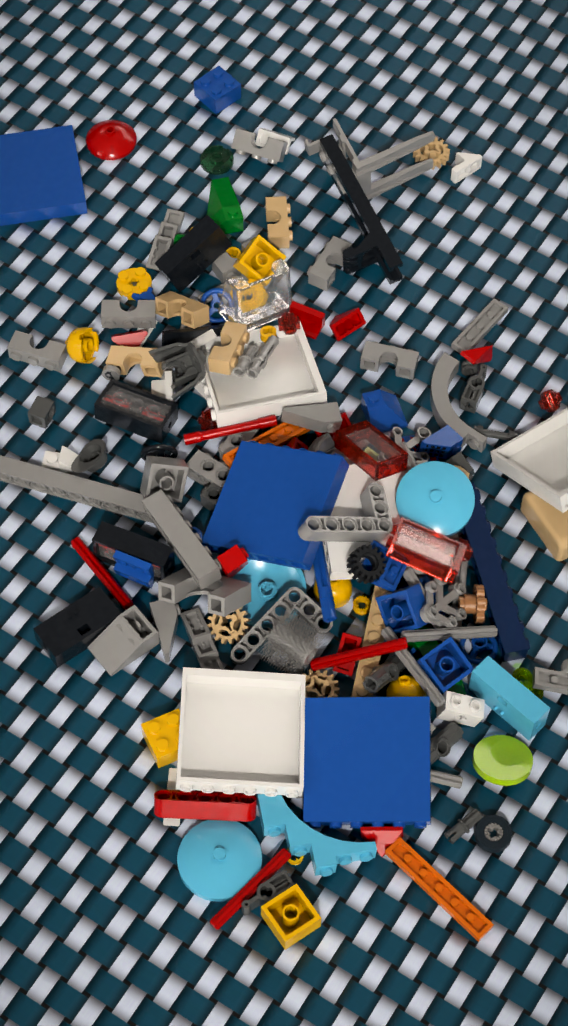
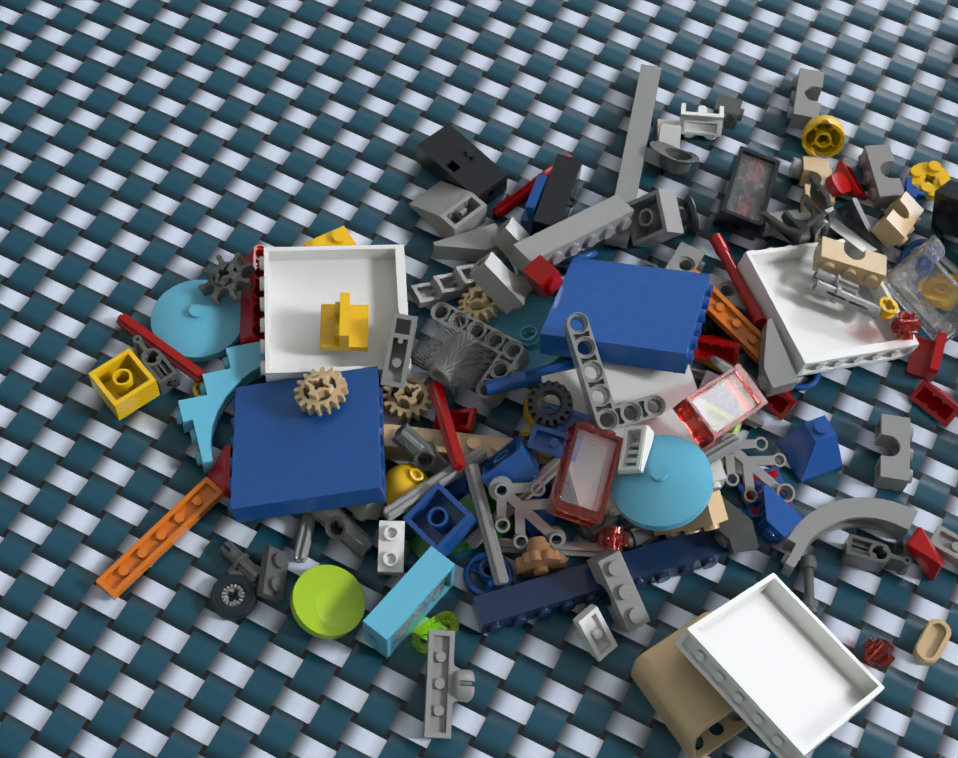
camera: 80 degrees right, 0 degrees up
(58, 431) = (709, 132): none -> white window
(142, 342) = (838, 184): none -> red tile
(186, 832) = (227, 278): none -> dark grey gear
(264, 721) = (344, 326): none -> yellow bracket
(291, 676) = (399, 350): none -> light grey slope
(325, 749) = (321, 391): none -> tan gear
(398, 500) = (630, 435): none -> white slope
(484, 801) = (273, 574): none -> dark grey plate
(496, 550) = (612, 573): none -> light grey arch
(531, 578) = (594, 633): none -> white slope
(539, 369) = (931, 642): none -> tan tile

